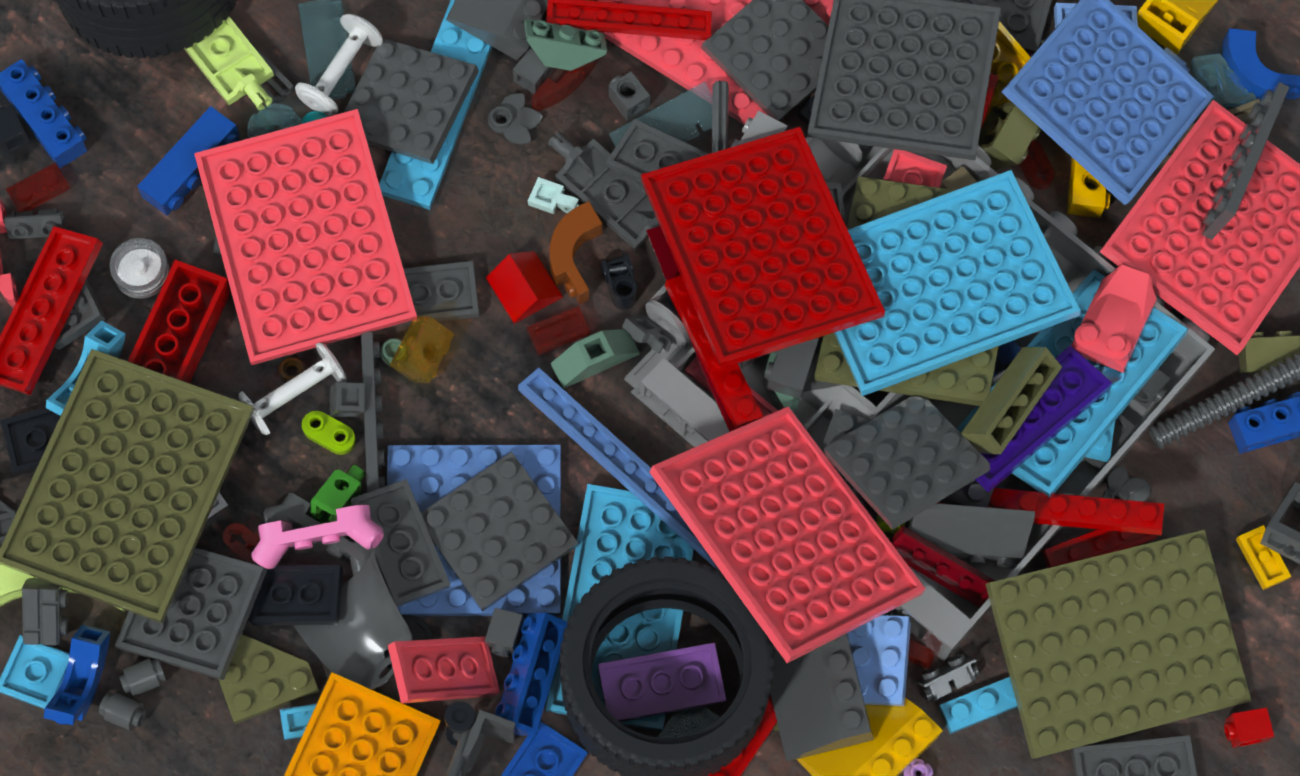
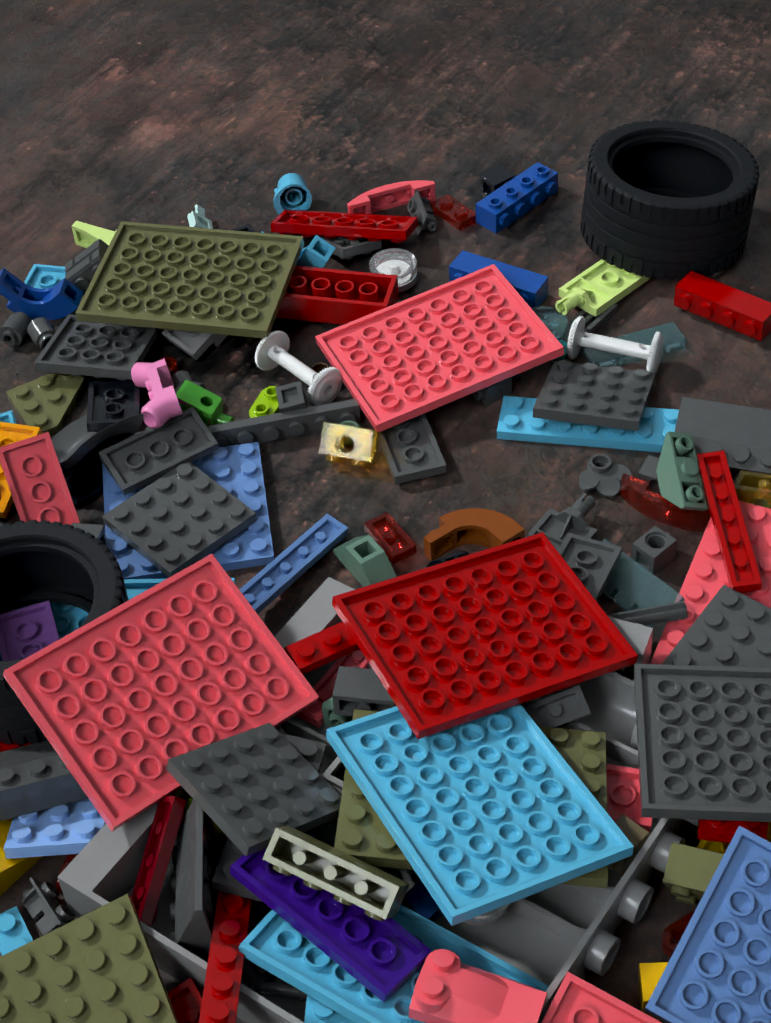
camera: 90 degrees right, 25 degrees down
(523, 285) = (424, 509): red slope -> none
(549, 196) = (527, 510): light aqua plate -> none

